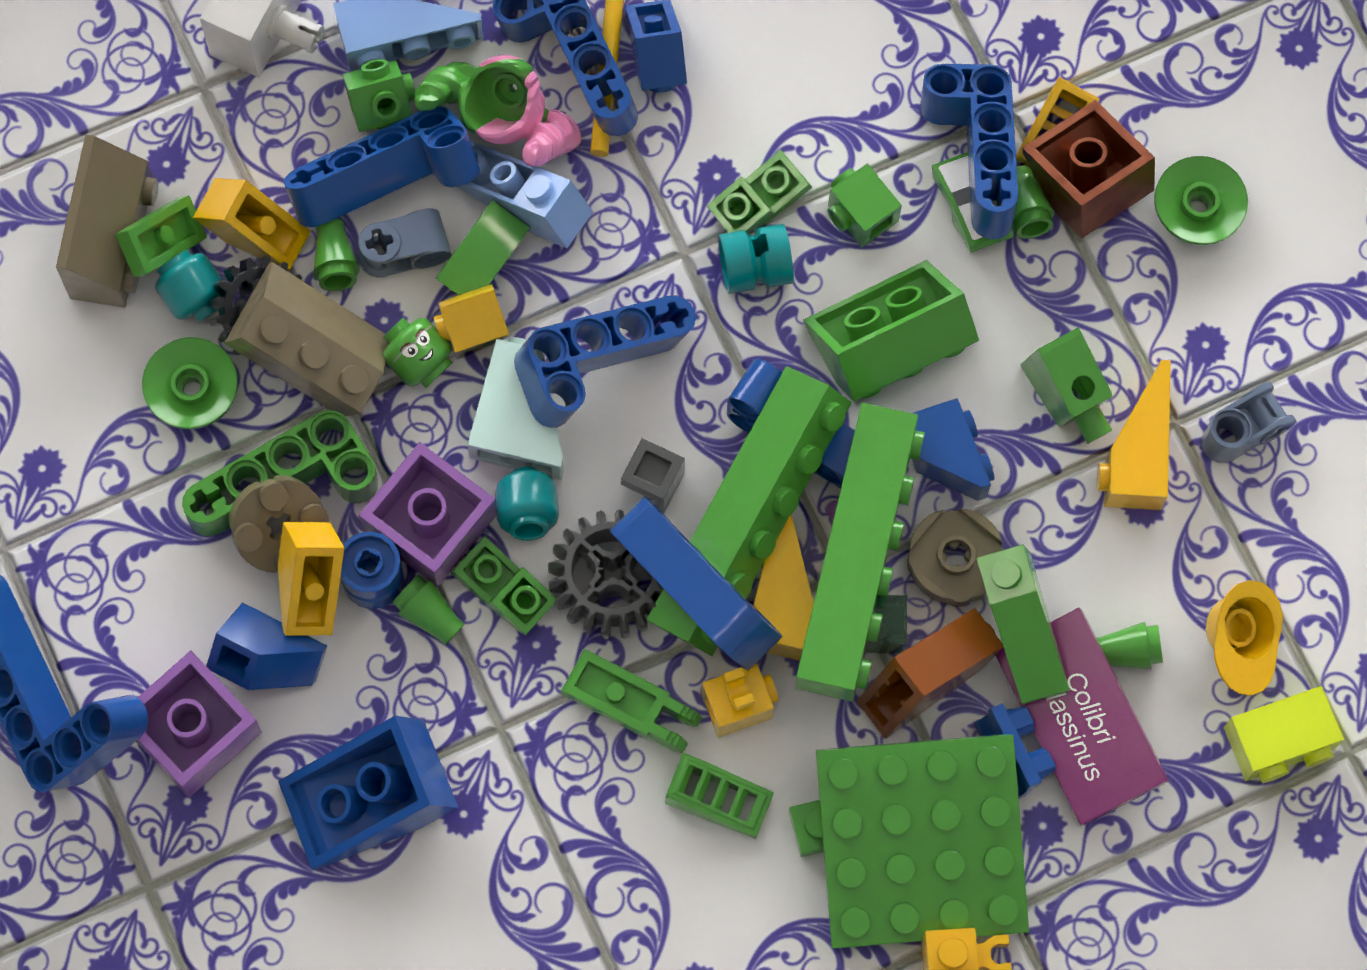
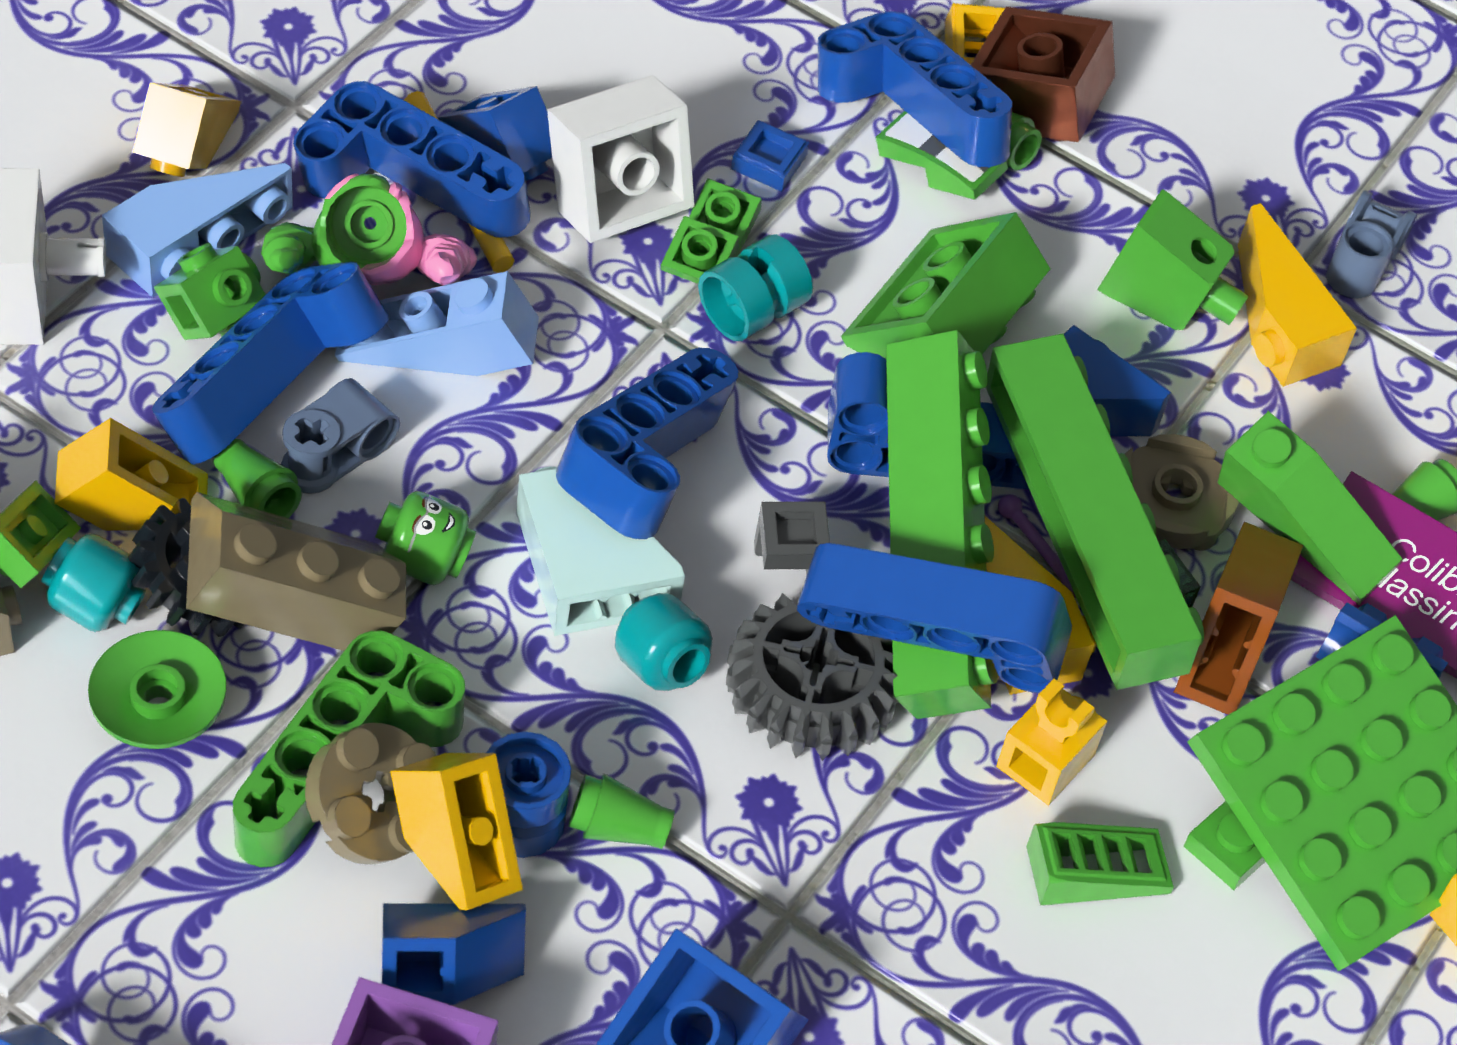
camera: 35 degrees left, 20 degrees down
(429, 513) = (560, 684): medium lavender brick -> none
(471, 318) = (475, 468): yellow brick -> none
(483, 250) = (436, 408): bright green slope -> none
(504, 586) = (692, 754): bright green slope -> none
(627, 700) = (926, 805): bright green hinge -> none
(715, 112) = (621, 158): none -> white brick
(846, 144) = (769, 155): none -> blue tile
(862, 204) = (832, 195): bright green brick -> none
(1204, 181) = (1170, 63): bright green dish -> none

